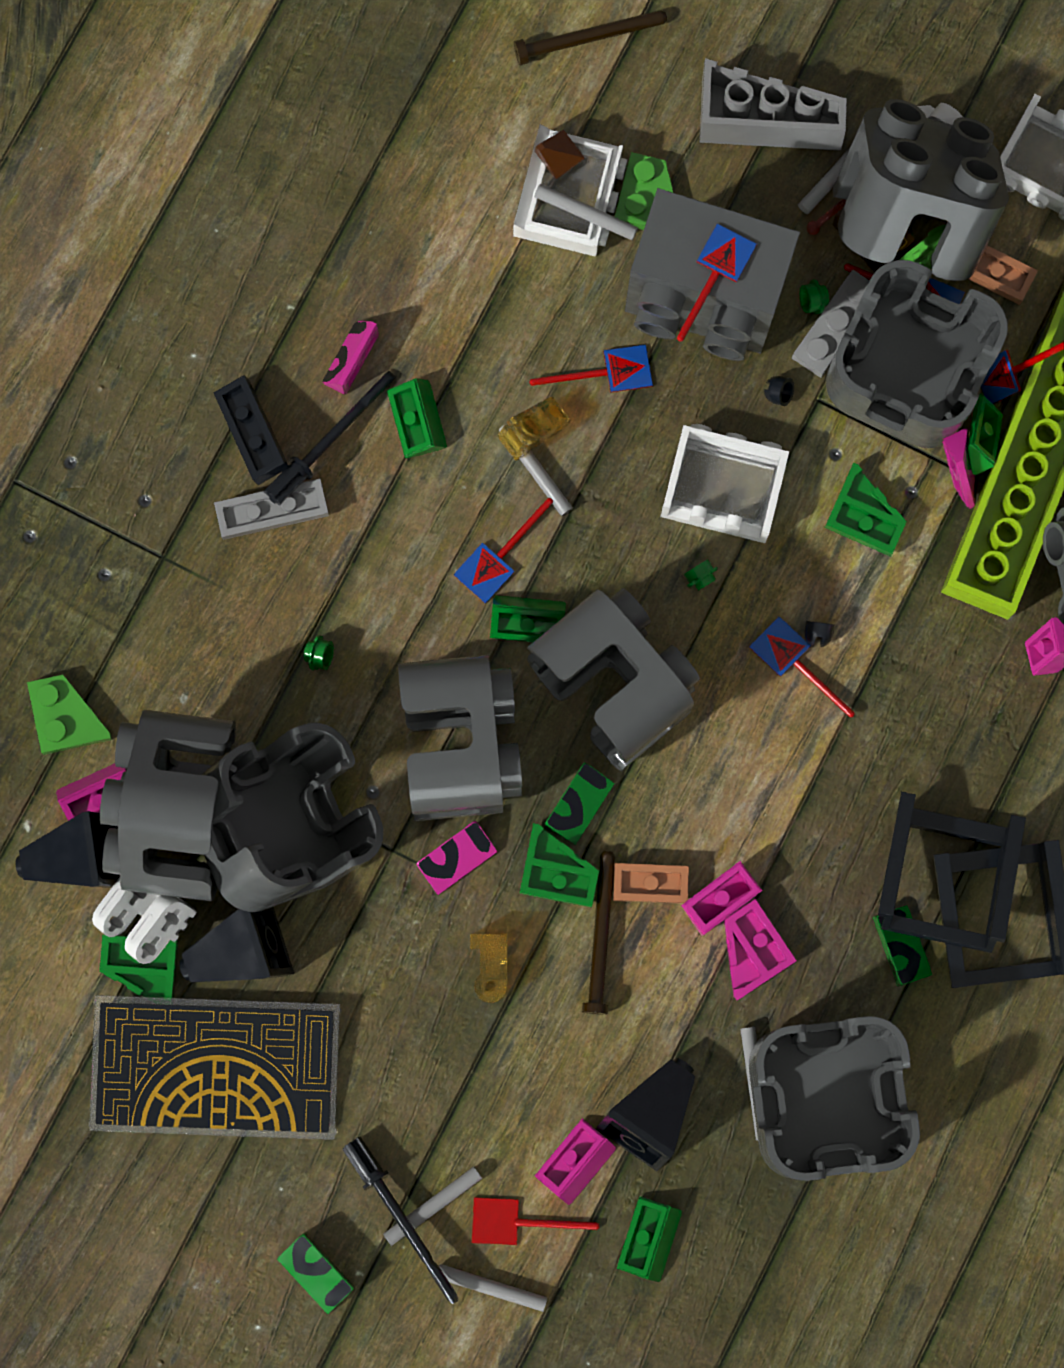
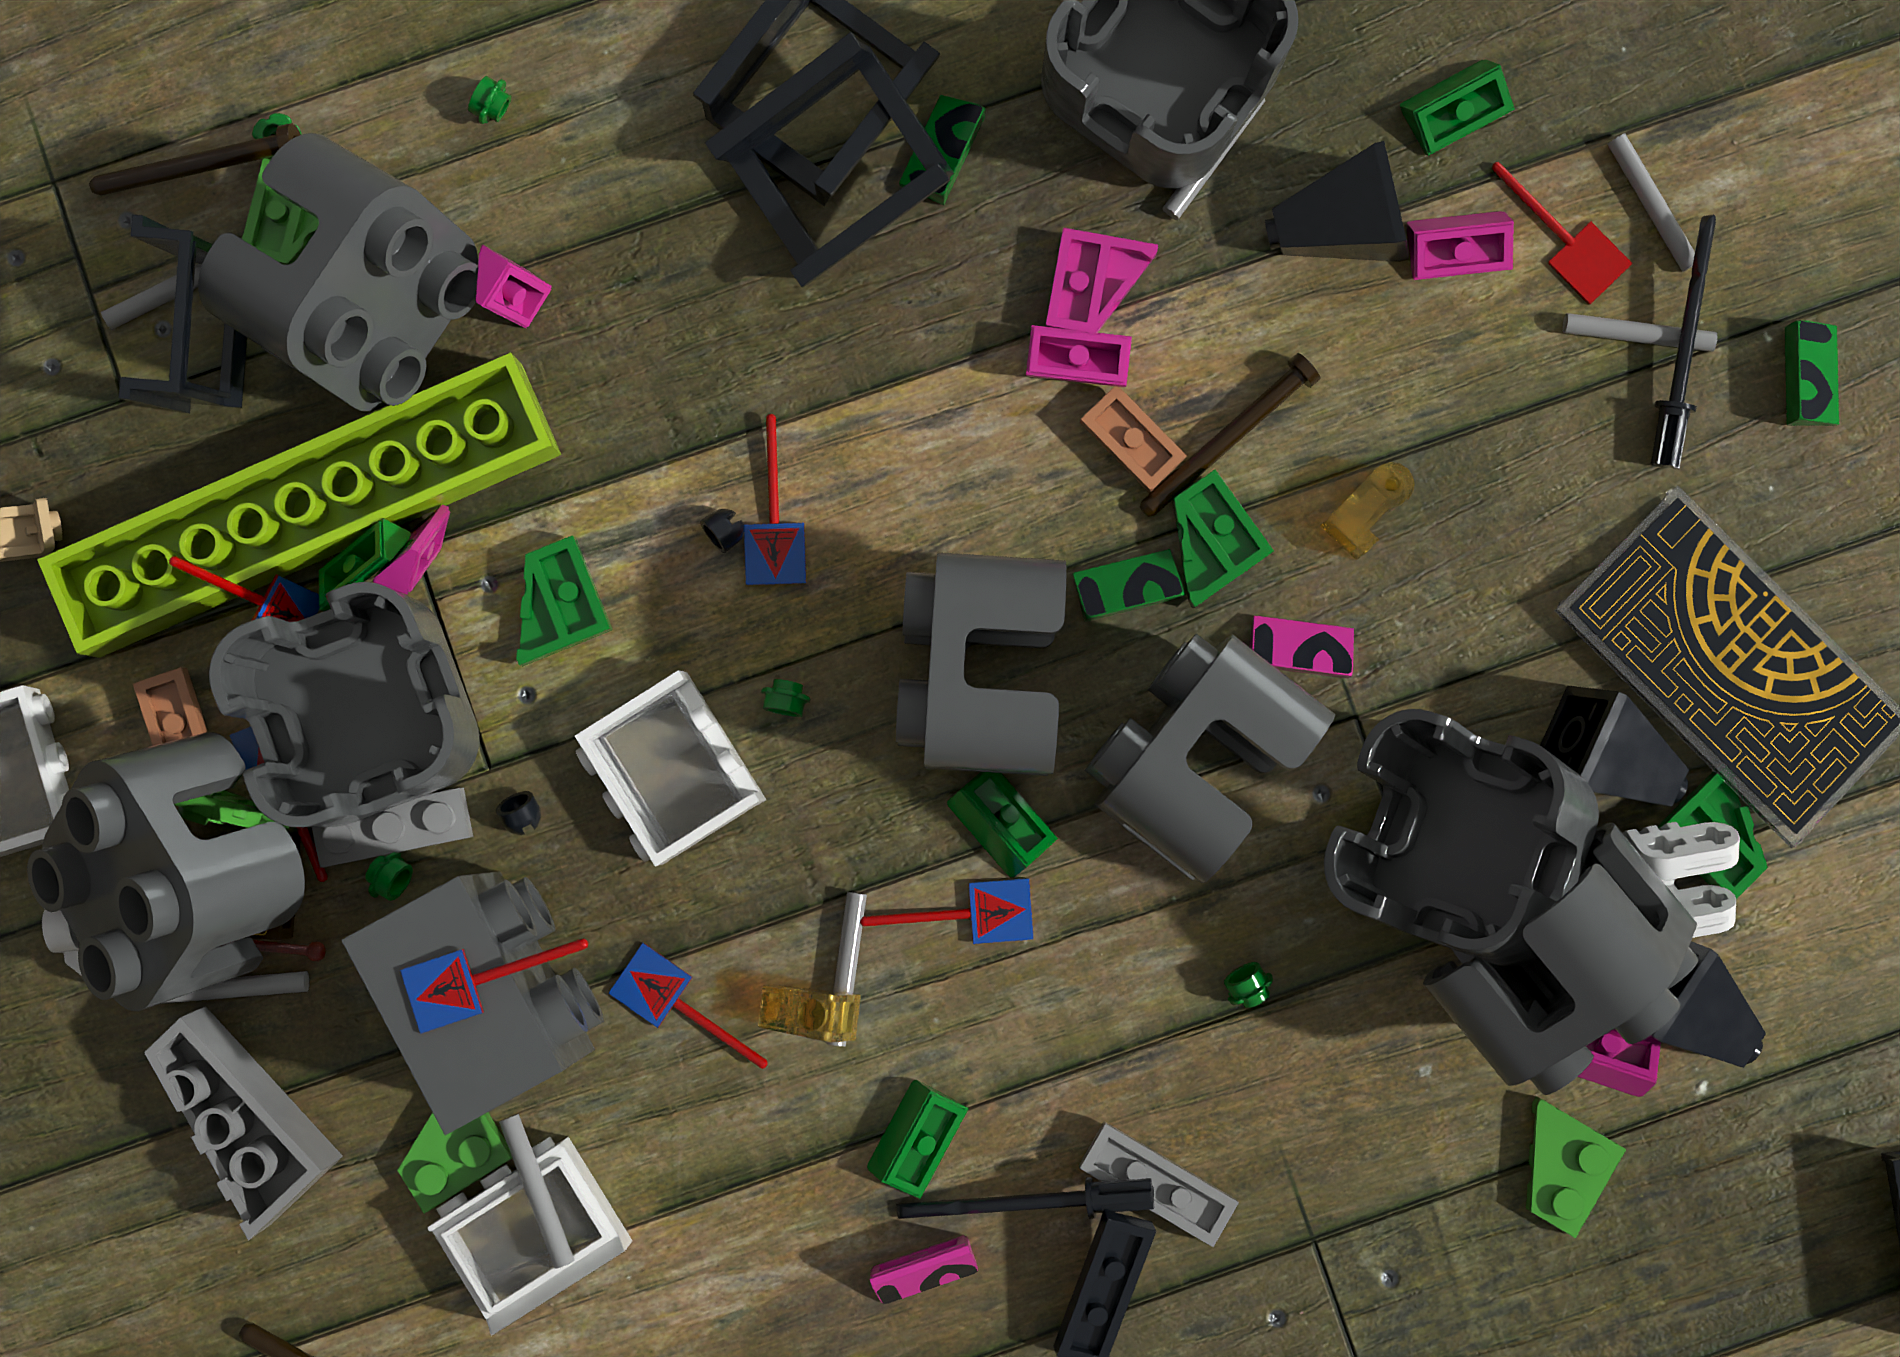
camera: 135 degrees left, 5 degrees up
(559, 154) = (503, 1282): reddish brown slope -> none

